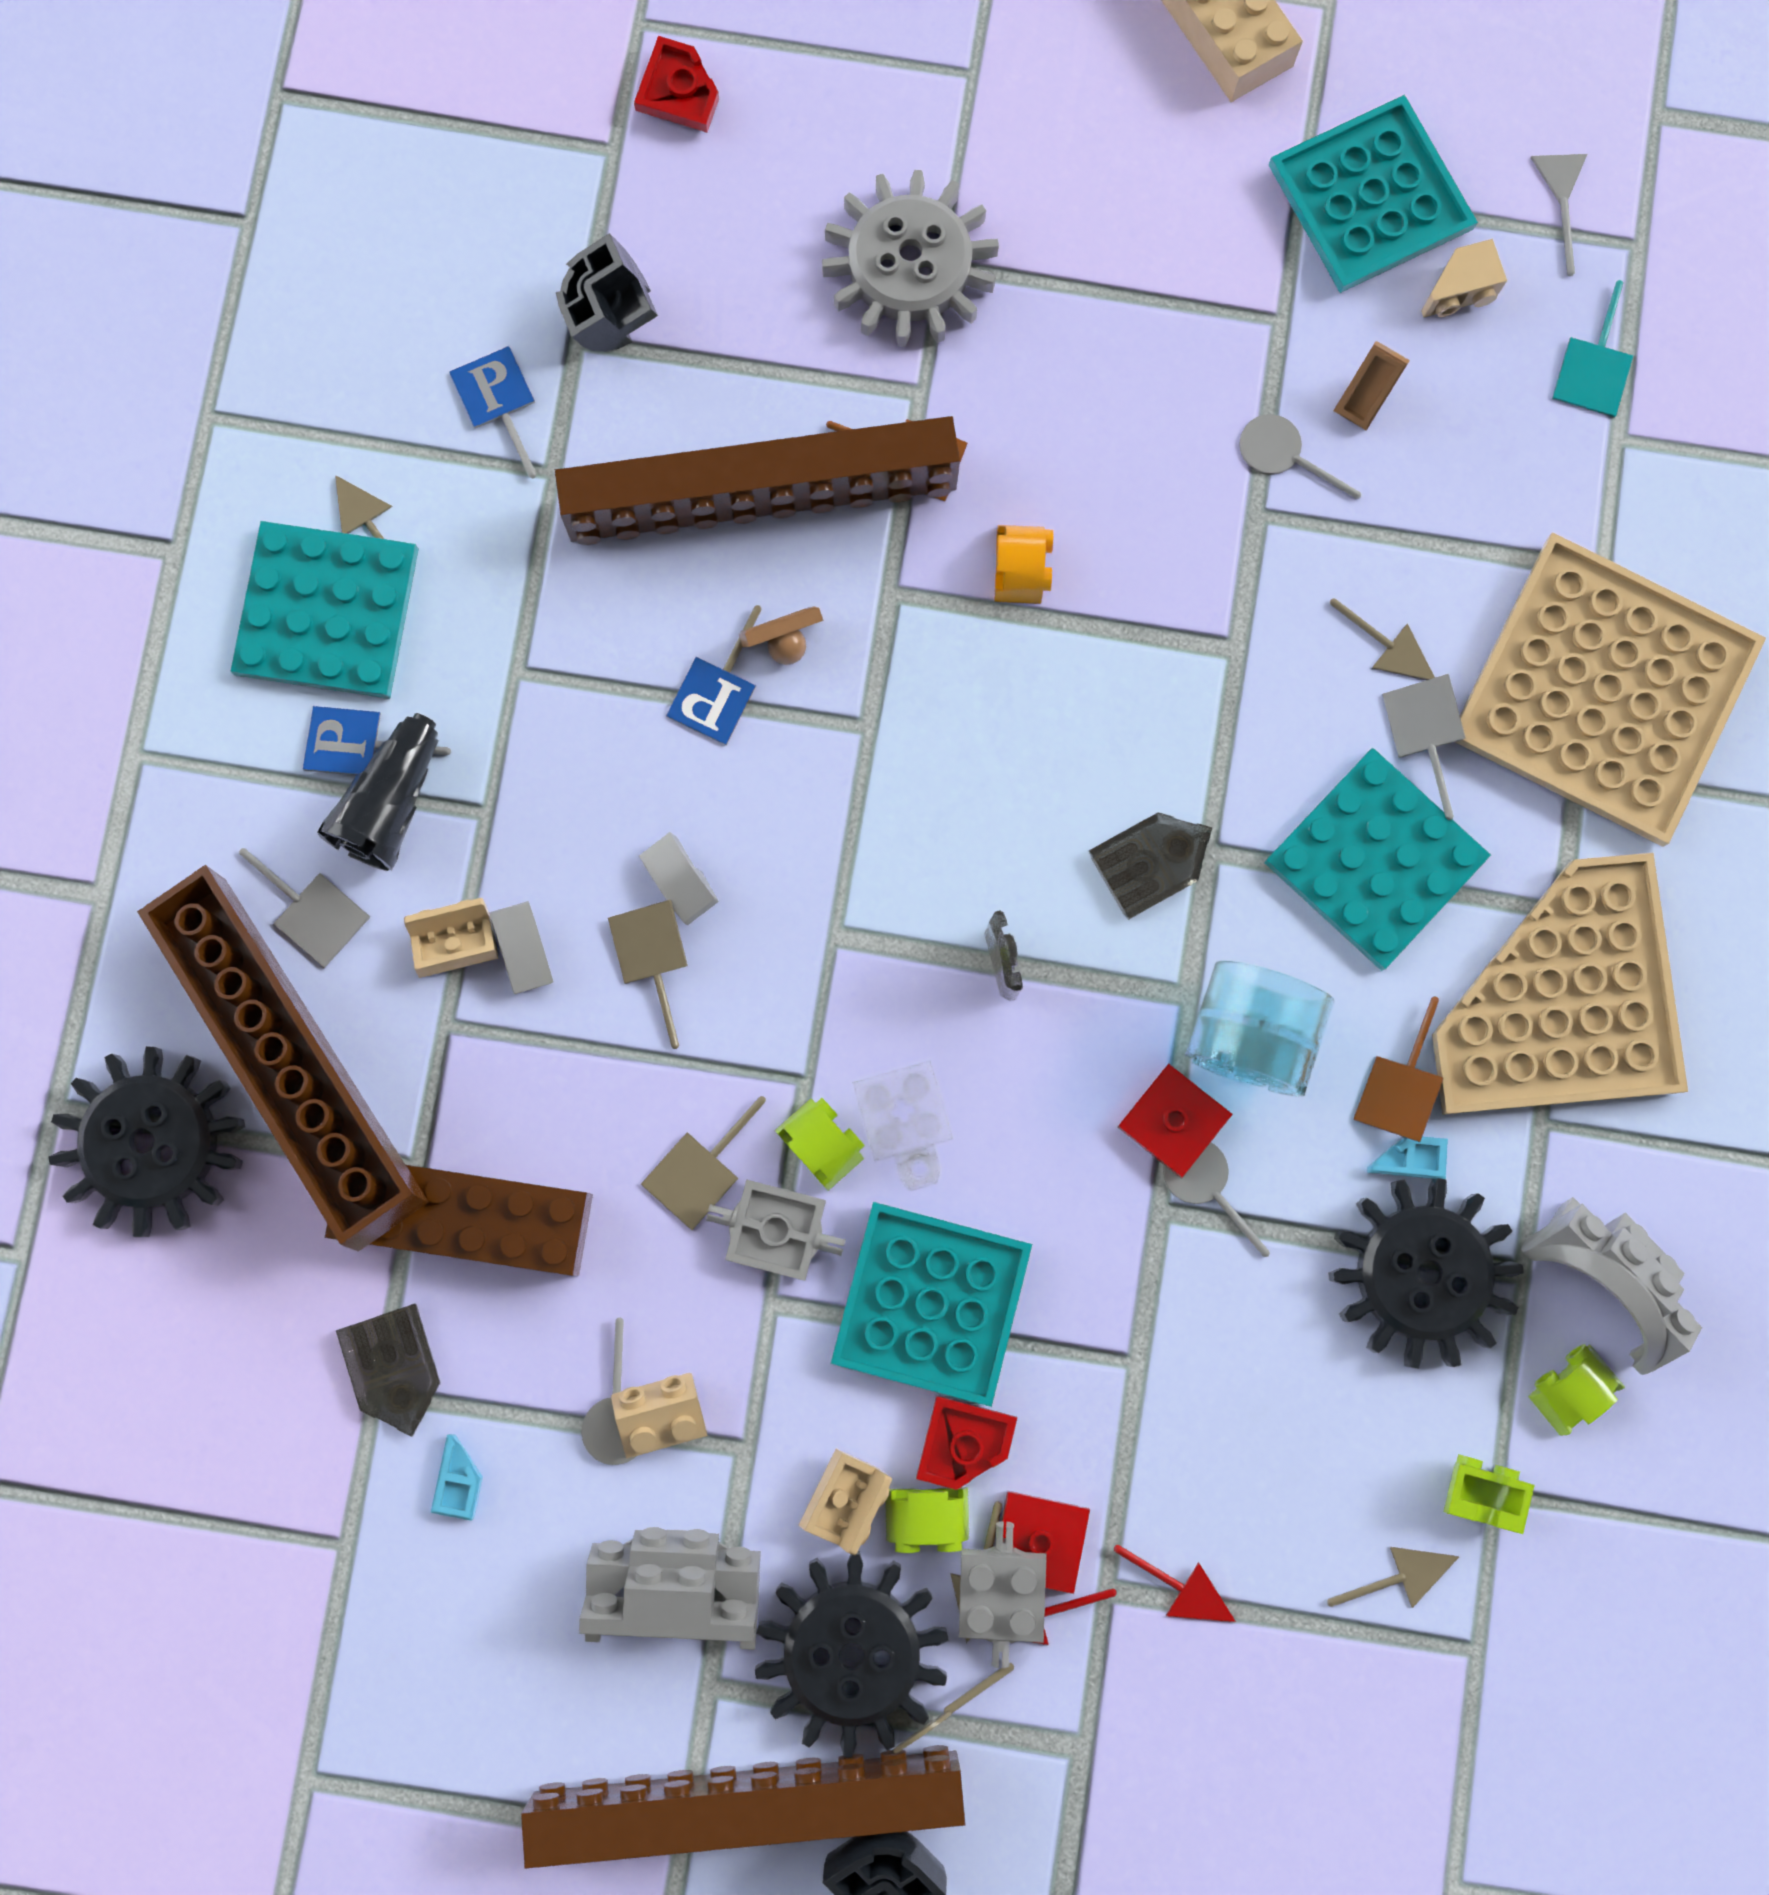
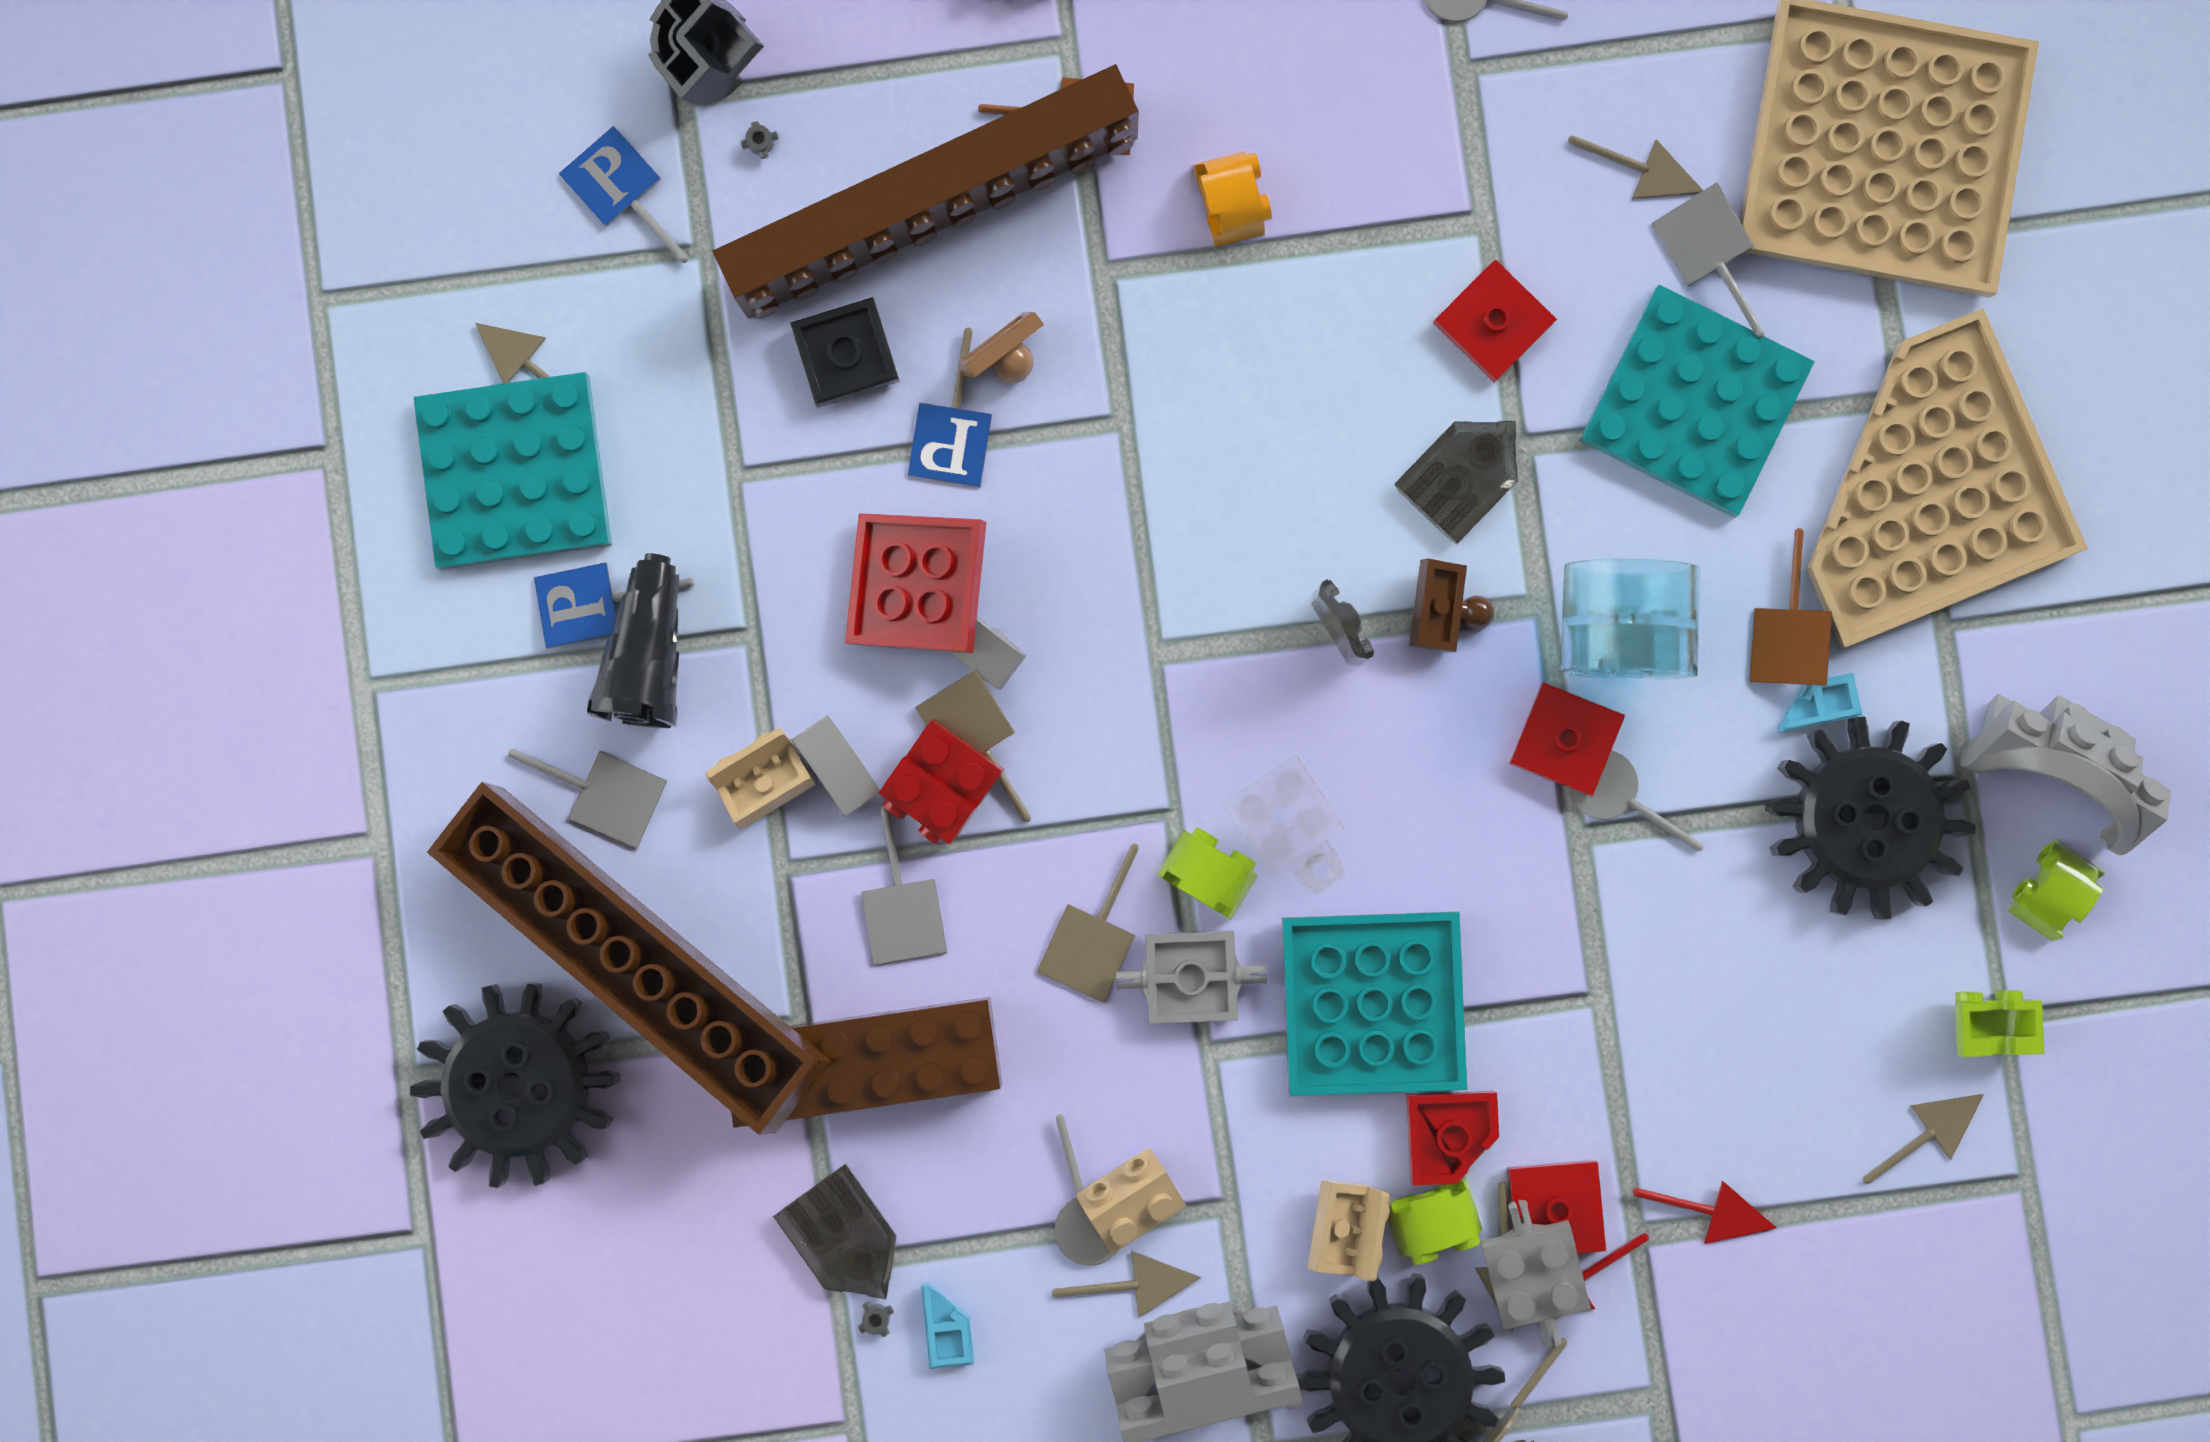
camera: 10 degrees left, 5 degrees up
(397, 1452) = (875, 1319): none -> dark grey piece
(538, 1100) = (902, 918): none -> light grey piece
(607, 990) = (940, 783): none -> red plate
(629, 394) = (759, 140): none -> dark grey piece
(641, 808) = (916, 582): none -> red plate
(644, 594) = (844, 352): none -> black plate
(656, 1497) = (1152, 1280): none -> dark tan piece
(1098, 968) = (1441, 607): none -> reddish brown plate
(1219, 736) = (1494, 321): none -> red plate

